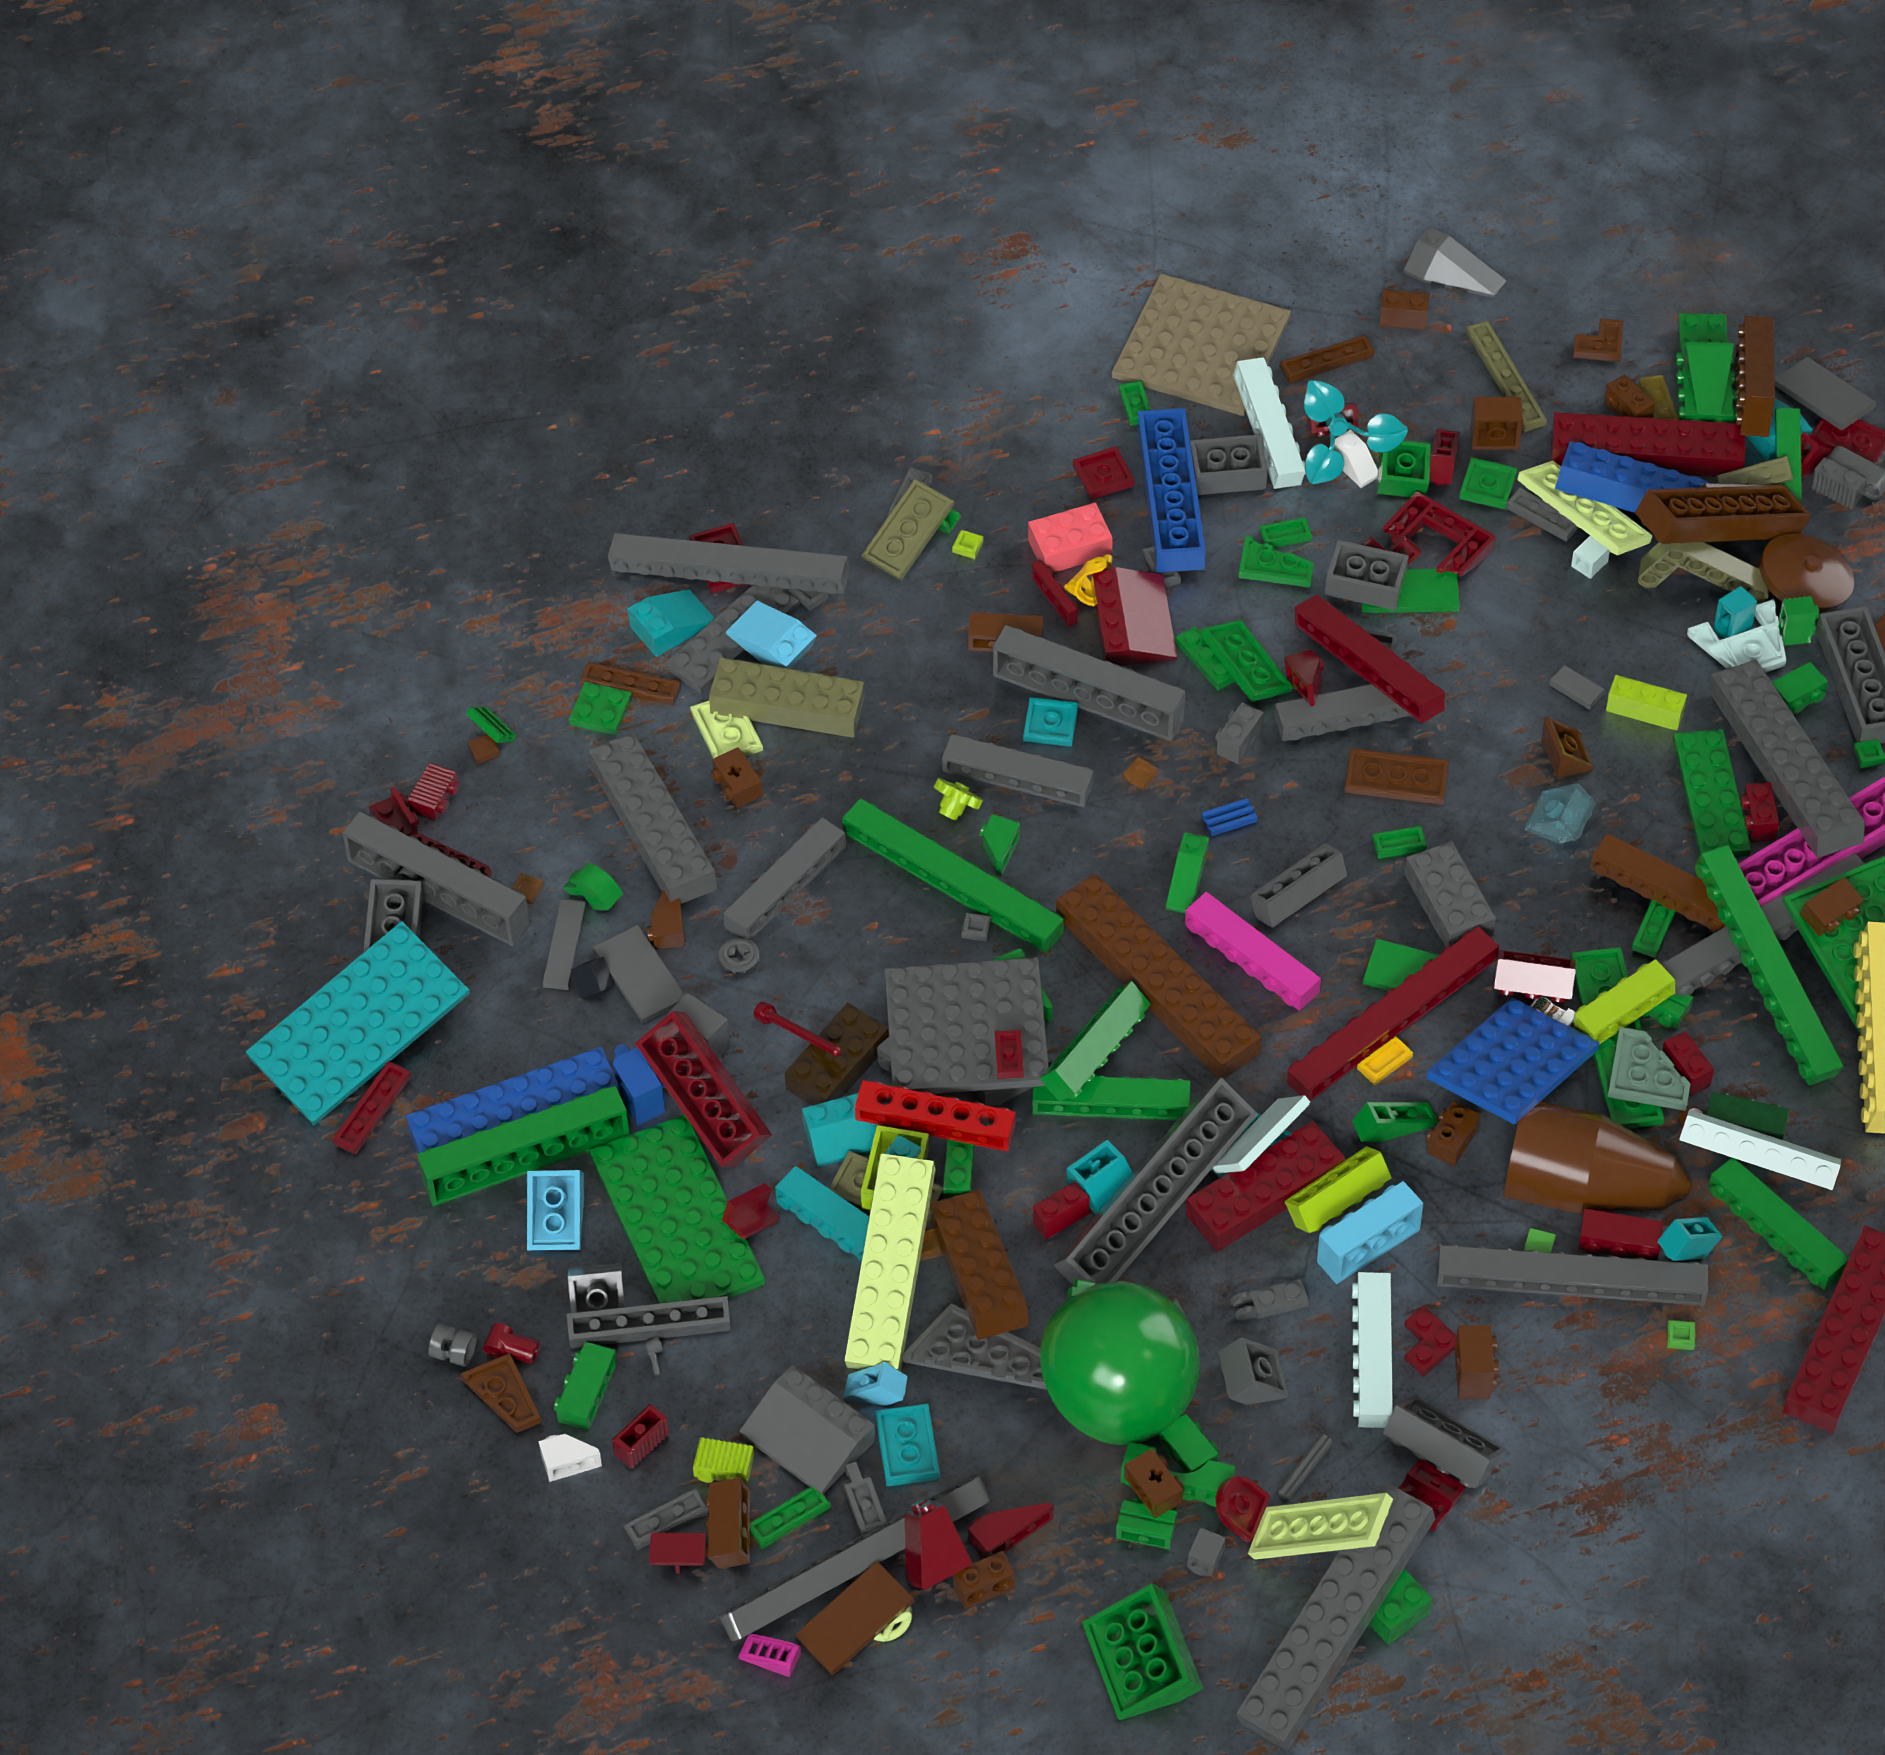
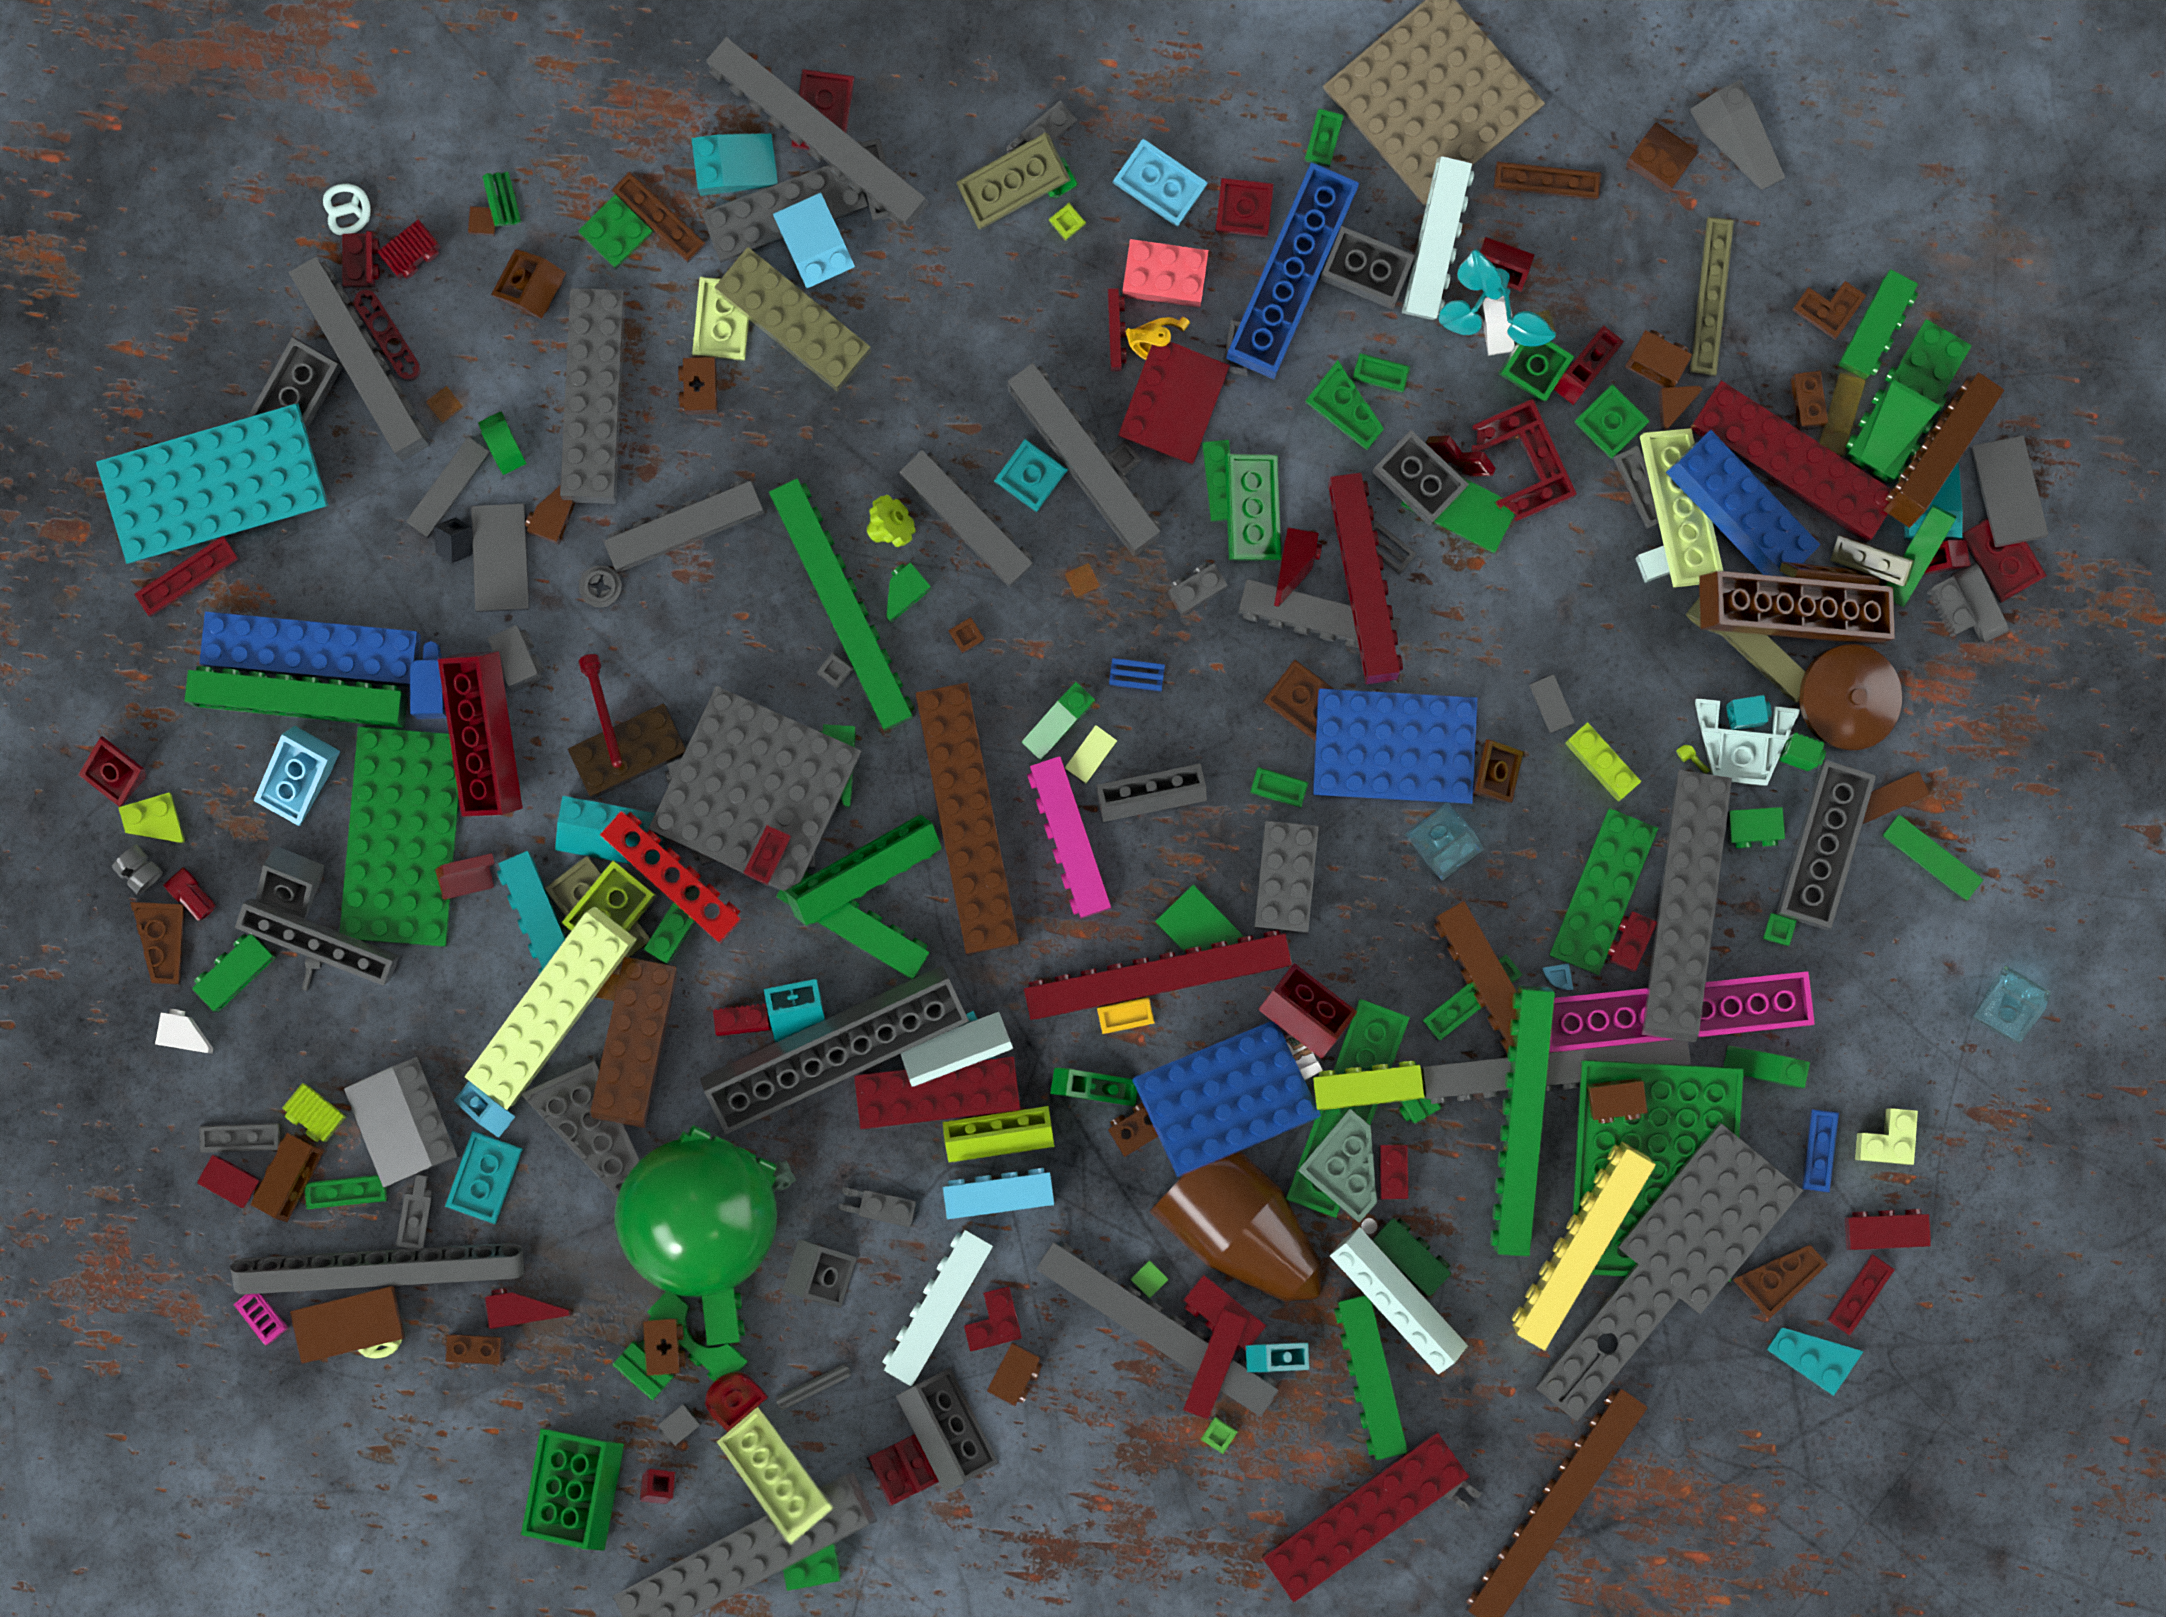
camera: 25 degrees right, 30 degrees up
(362, 789) = (352, 207): none -> light aqua piece
(388, 1277) = (112, 772): none -> dark red slope
(443, 1305) = (153, 818): none -> lime wing
(549, 769) = (529, 283): none -> reddish brown slope
(640, 1436) = (253, 1052): dark red brick -> none
(903, 1148) = (618, 904): teal plate -> none
(931, 1545) = (441, 1305): dark red slope -> none
(986, 628) = (1043, 350): reddish brown brick -> none
(1026, 485) = (1160, 182): none -> medium azure plate
(1070, 850) = (966, 635): none -> reddish brown plate
(1218, 1608) = (657, 1486): none -> dark red brick
(1230, 886) = (1090, 754): none -> yellowish green tile
(1473, 769) = (1395, 746): none -> blue plate
(1526, 447) = (1674, 402): none -> reddish brown slope
(1641, 1268) = (1215, 1364): none -> dark red tile
(1645, 334) = (1878, 324): none -> green brick
(1706, 670) = (1686, 752): none -> lime hand

